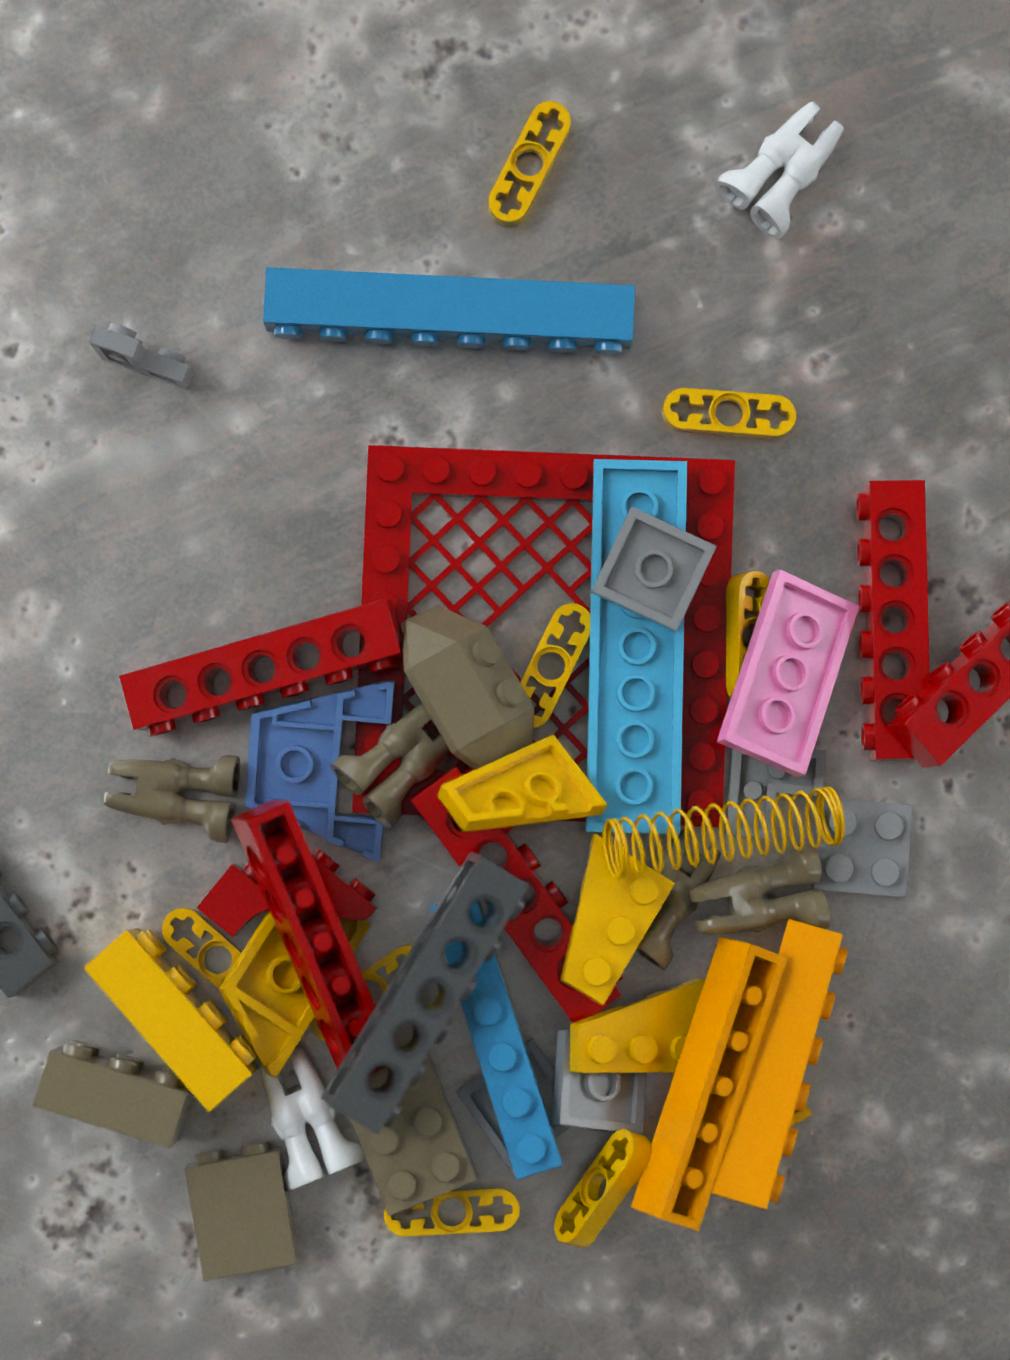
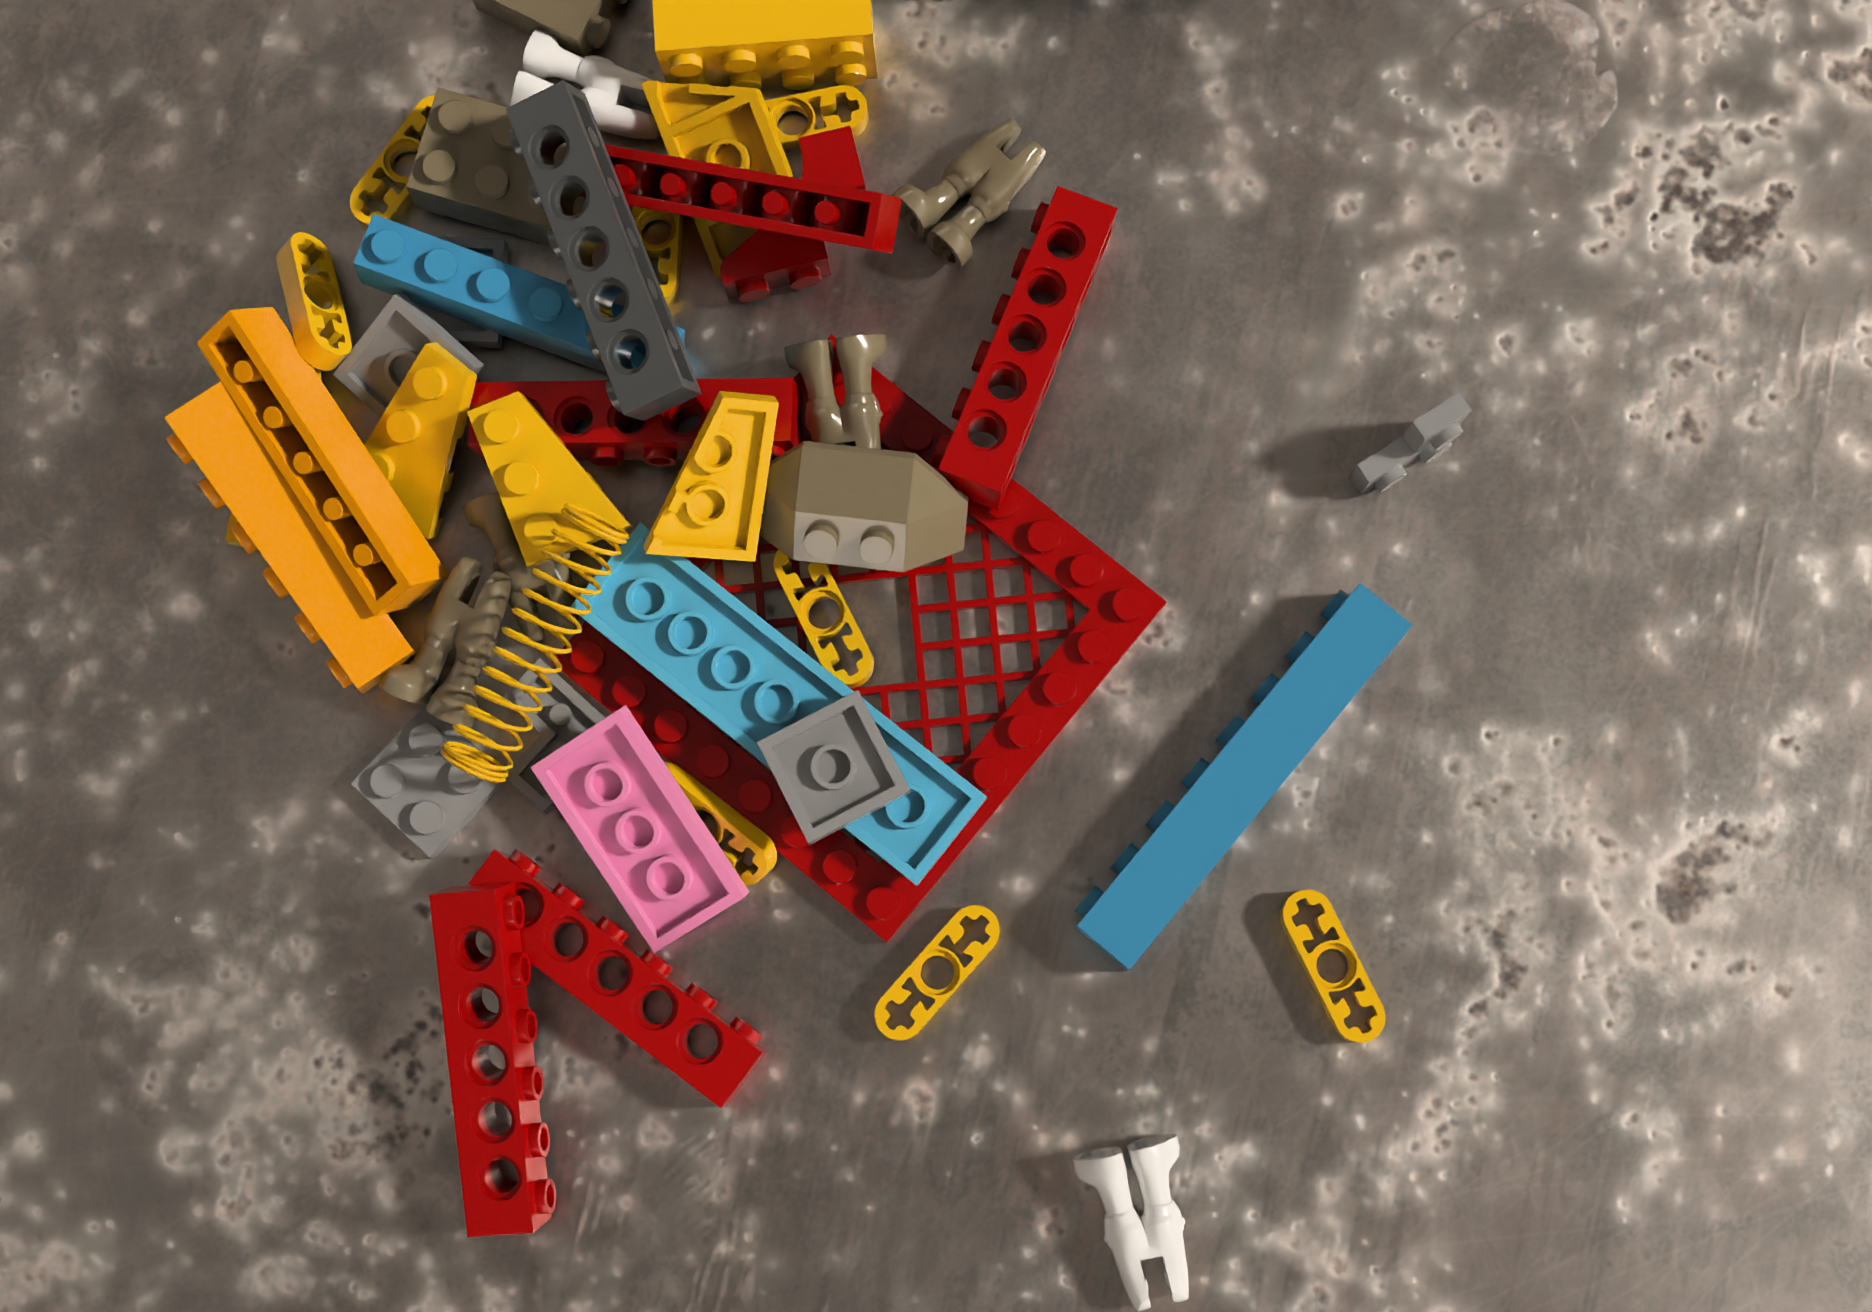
camera: 140 degrees right, 5 degrees down
(293, 757) = (928, 324): medium blue wing -> none

